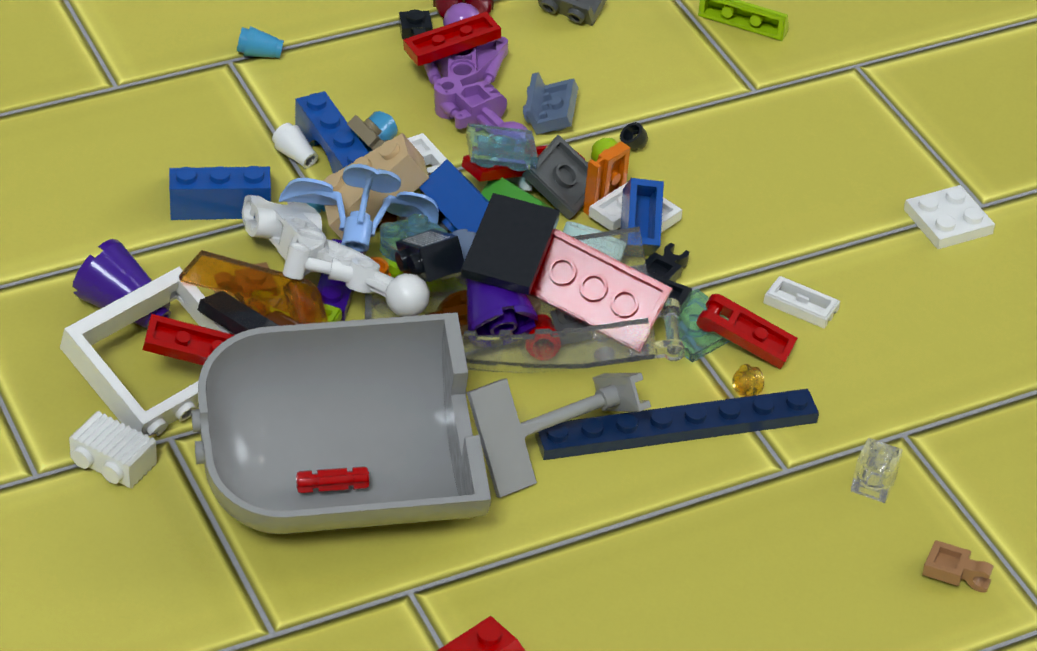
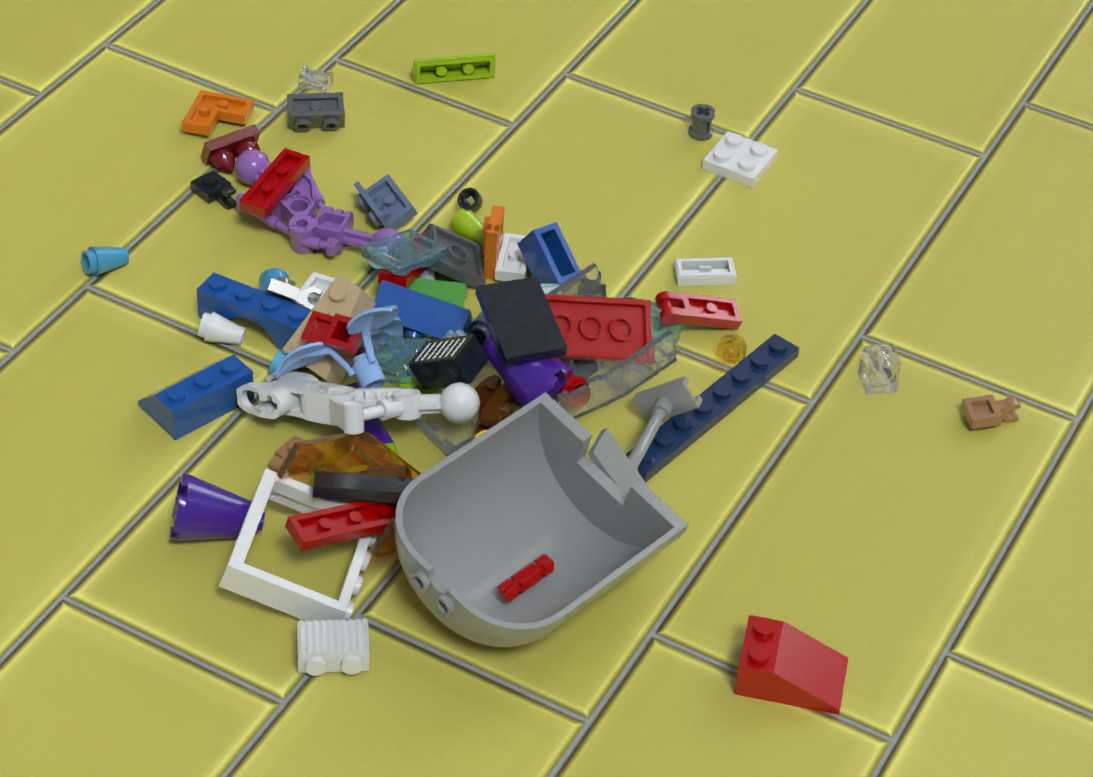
camera: 35 degrees left, 0 degrees up
(350, 194) = (333, 333): none -> red brick
(939, 164) = (701, 122): none -> dark grey bush

